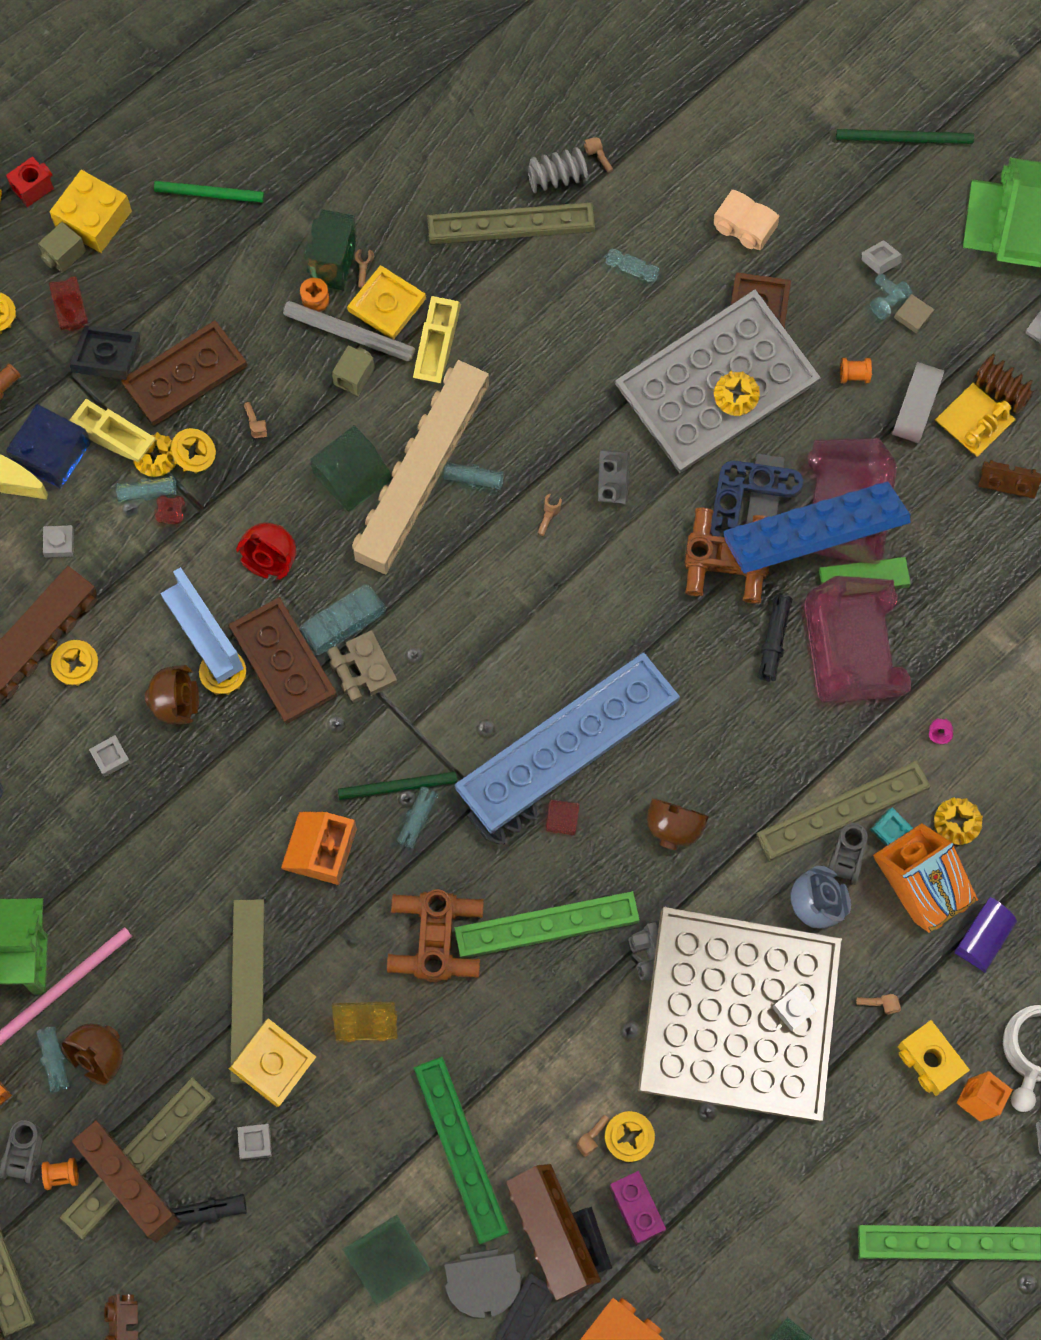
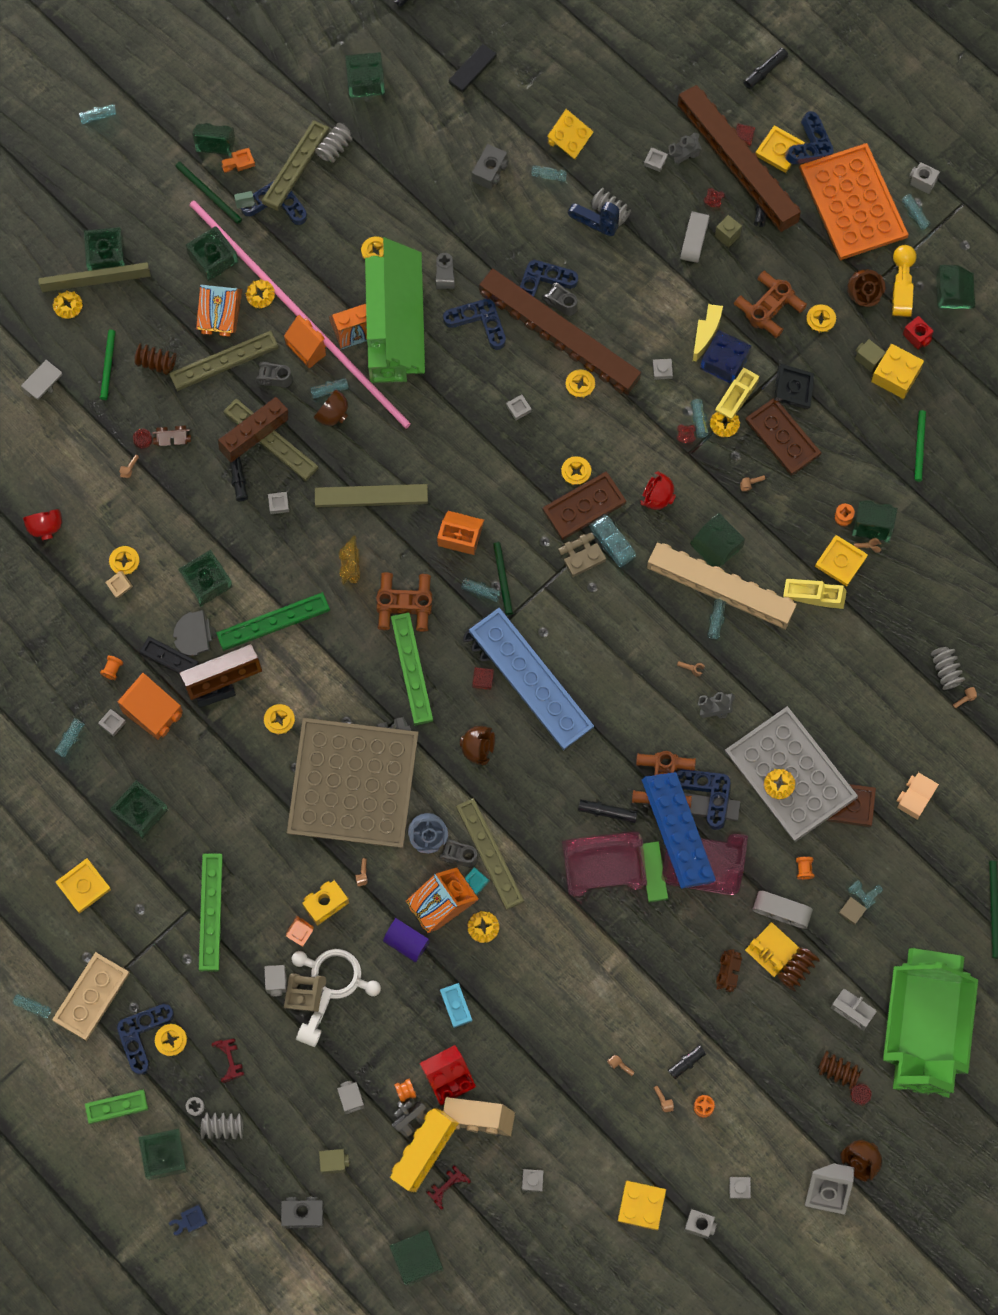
camera: 90 degrees right, 0 degrees up
(60, 1173) = (260, 394): orange bush -> none
(68, 304) = (828, 361): clear red hips -> none
(173, 695) = (557, 441): reddish brown cylinder -> none
(202, 628) = (603, 455): light blue fence -> none
(204, 447) = (735, 440): yellow gear -> none
(272, 1062) = (324, 509): yellow plate -> none
(349, 331) = (819, 538): light grey axle -> none
(353, 370) = (789, 540): olive brick -> none
(511, 223) = (908, 641): olive tile -> none
(586, 1144) = (275, 694): medium nougat hand -> none
(632, 265) = (879, 720): clear light blue axle -> none
(637, 1208) = (234, 722): magenta brick -> none
(794, 1008) = (355, 814): plate -> none
(881, 257) = (893, 888): light grey plate -> none
(941, 738) = (544, 917): dark pink hinge -> none

